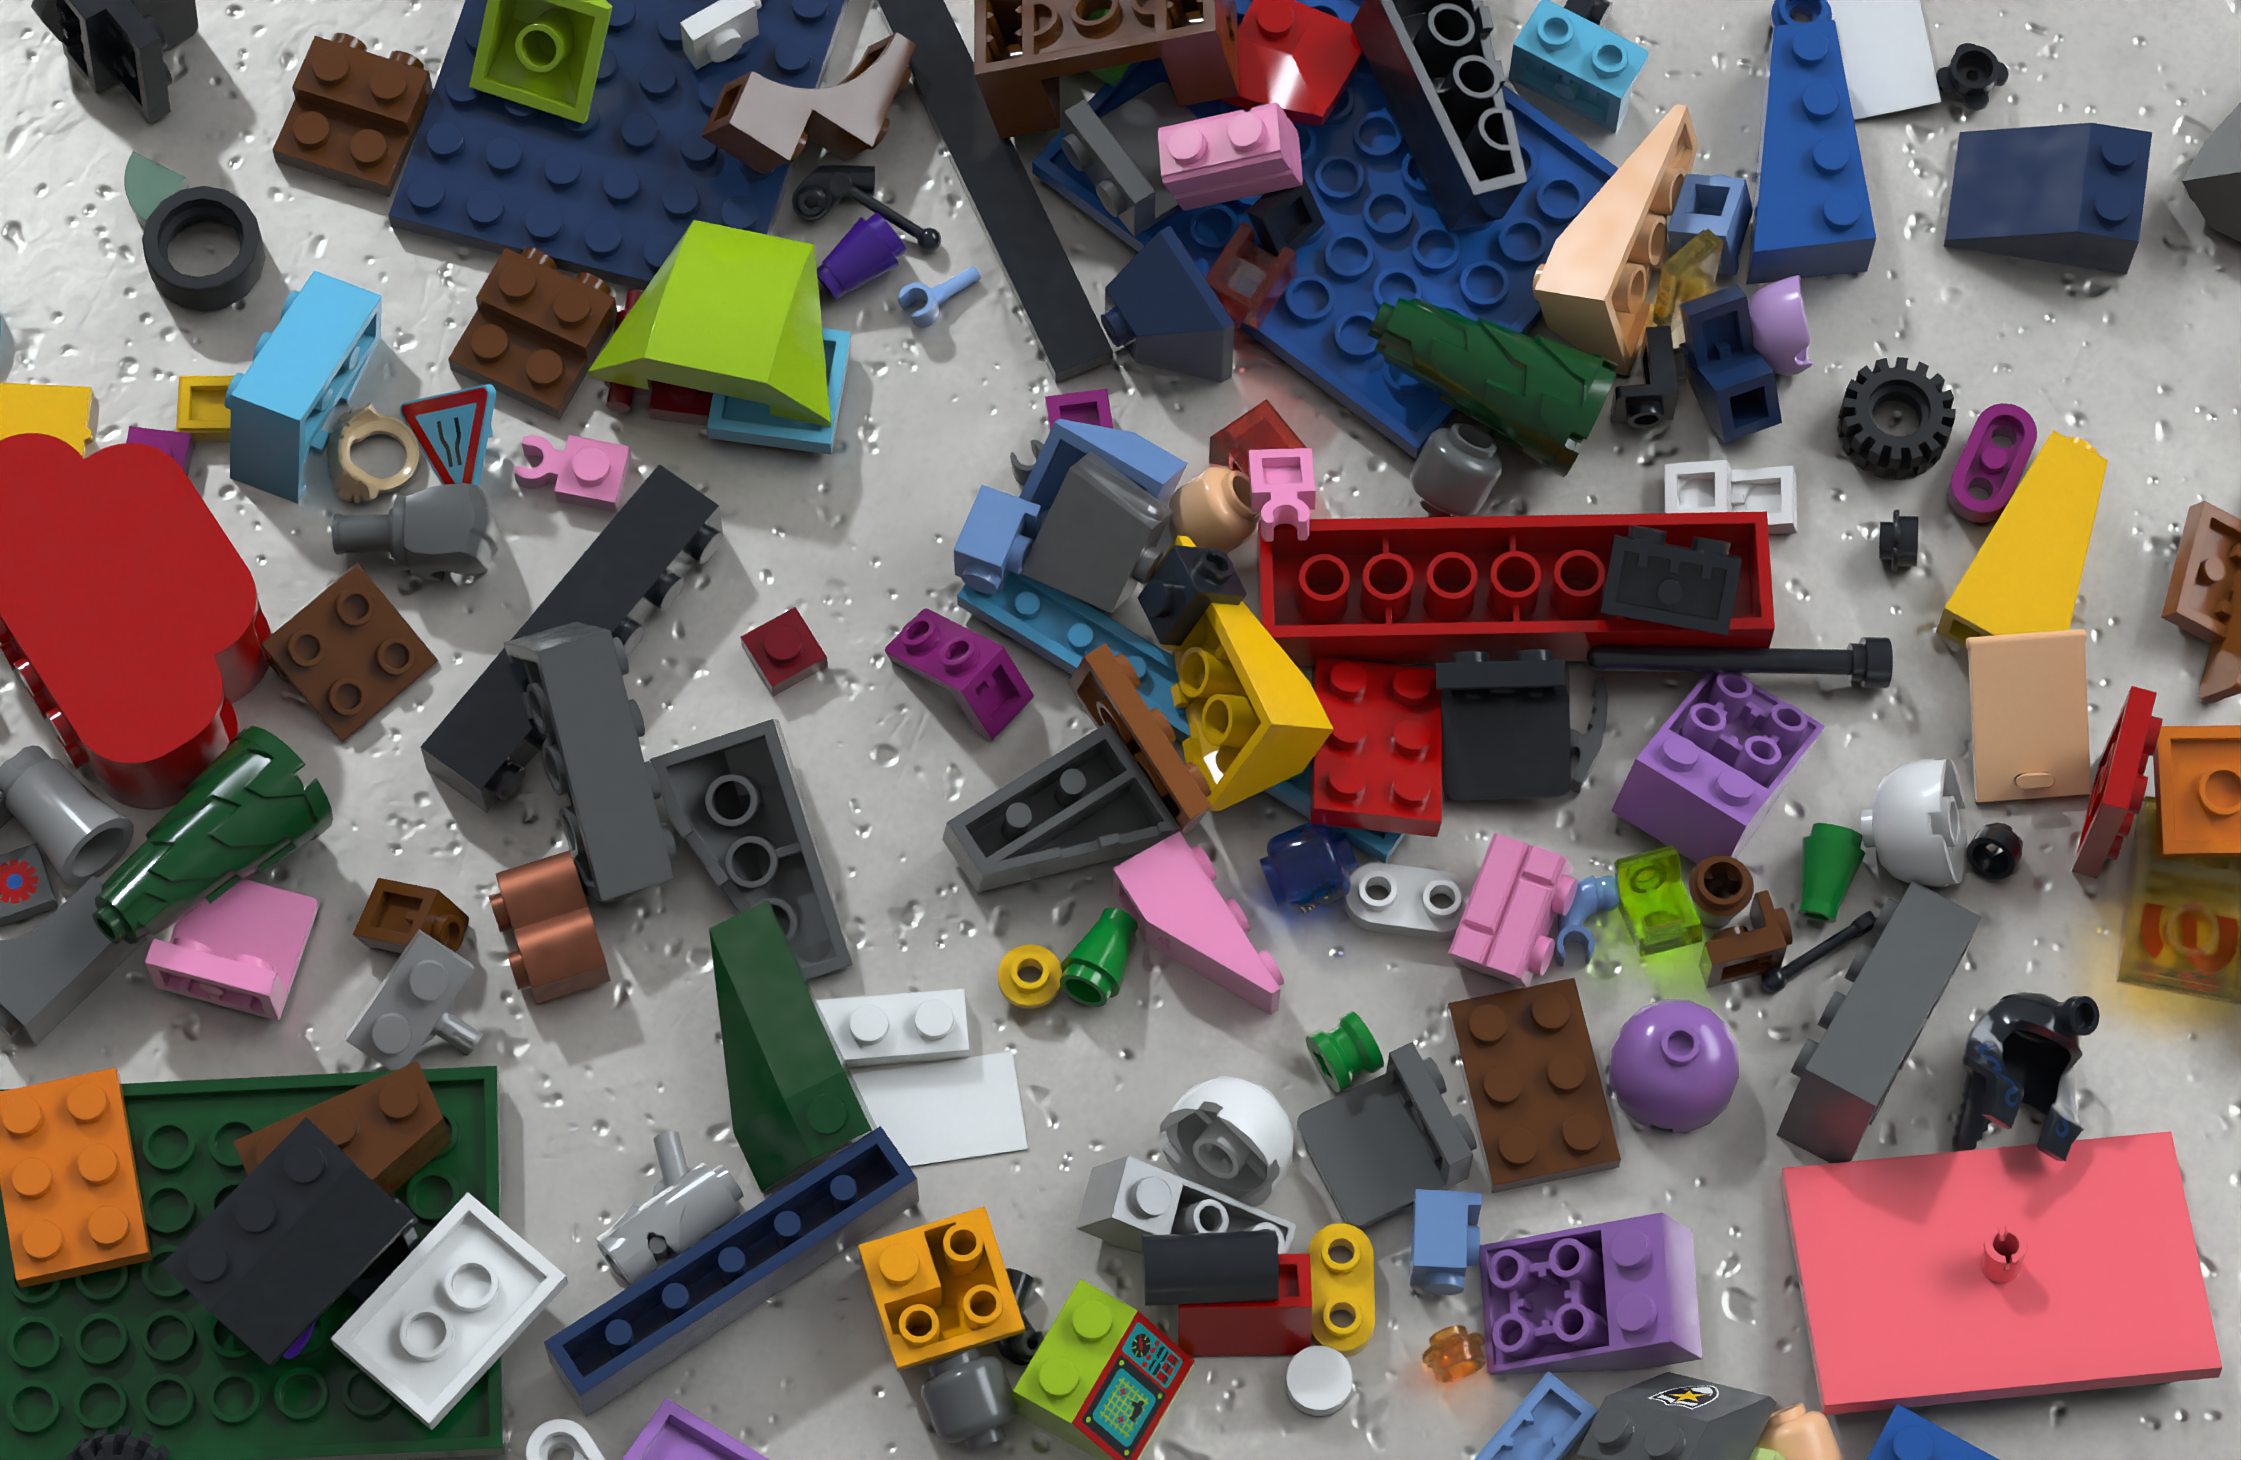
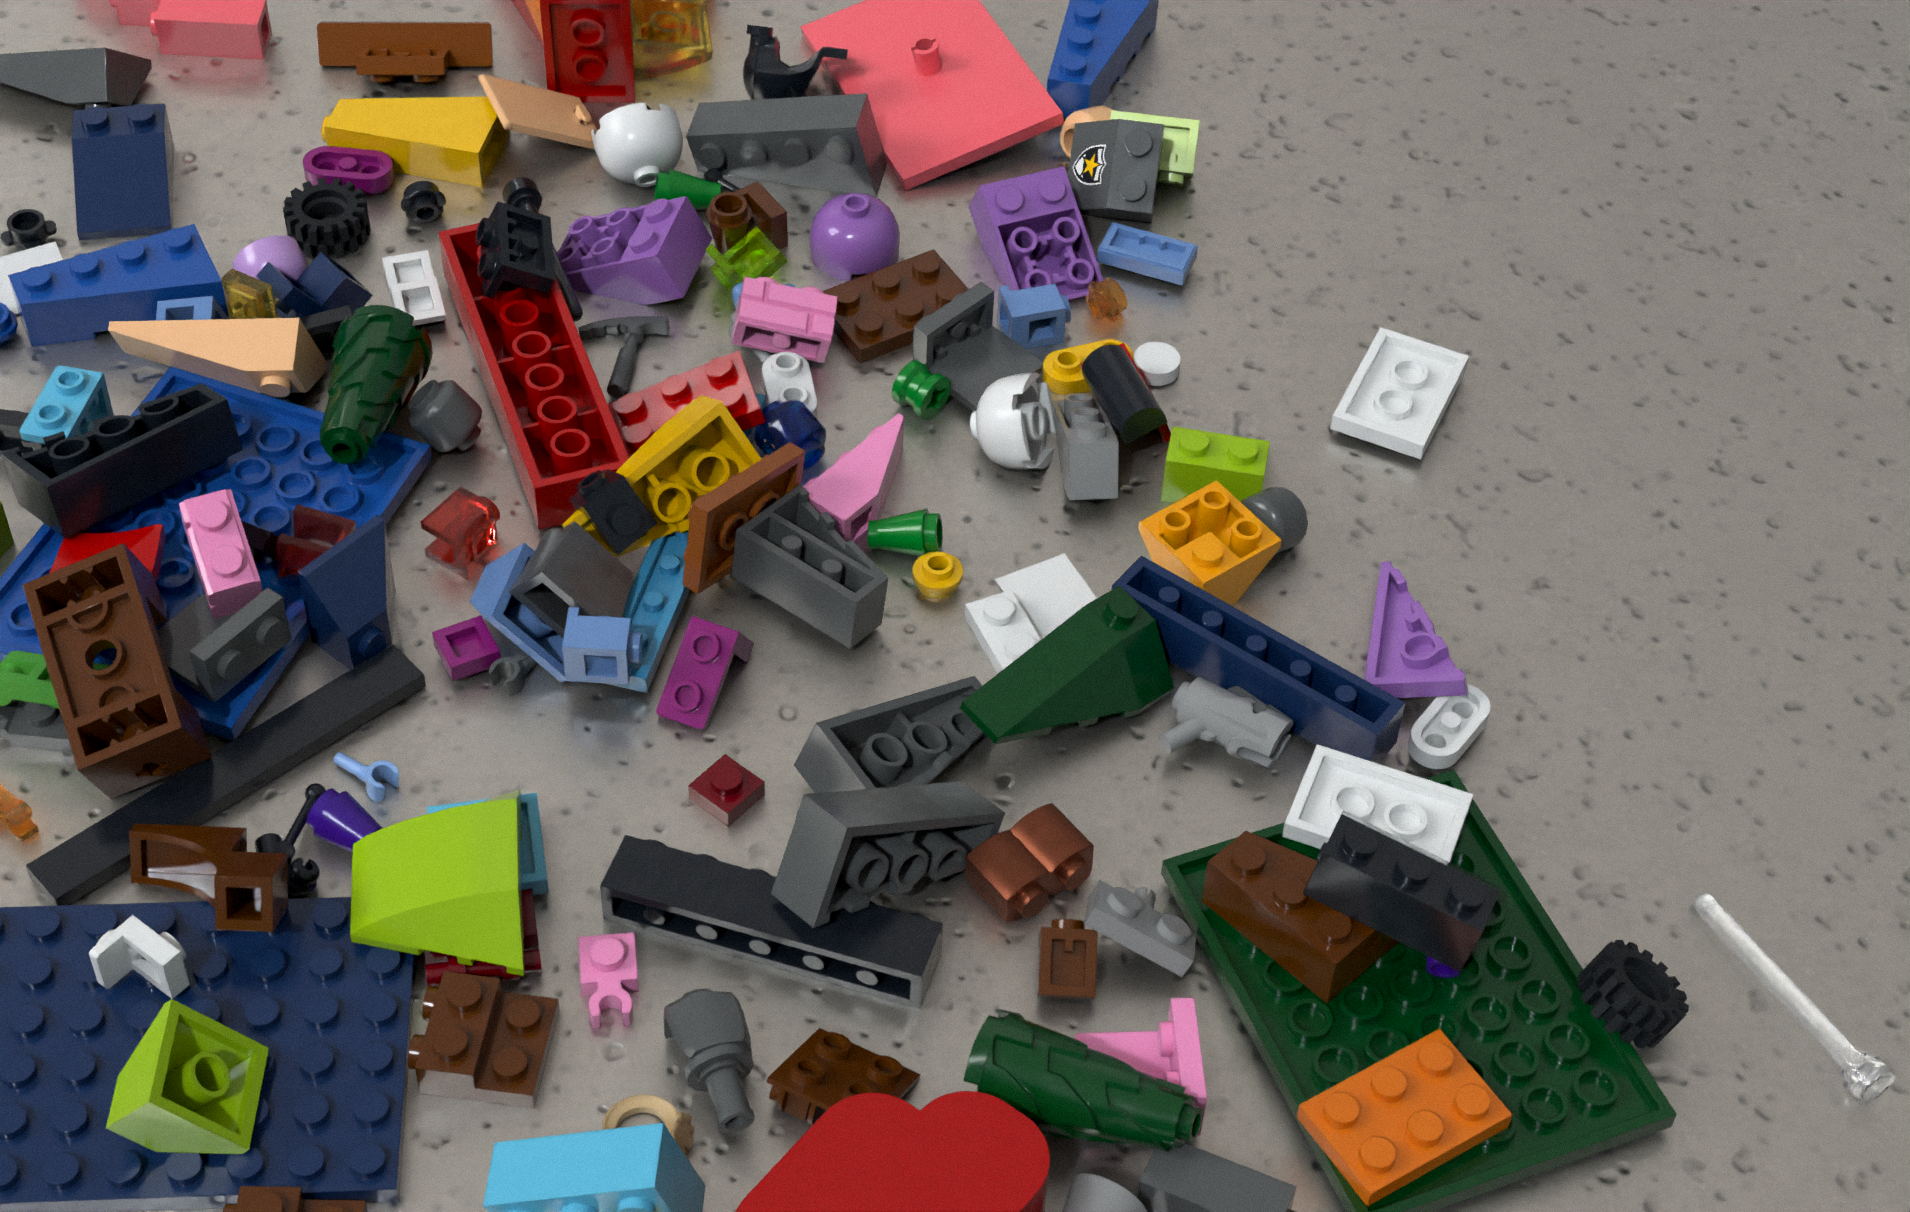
camera: 110 degrees left, 20 degrees down
(453, 431) = (611, 1059): piece -> none
(1214, 510) = (517, 527): light nougat head -> none
(1282, 488) = (502, 476): bright pink plate -> none
(1505, 726) = (637, 349): black bracket -> none

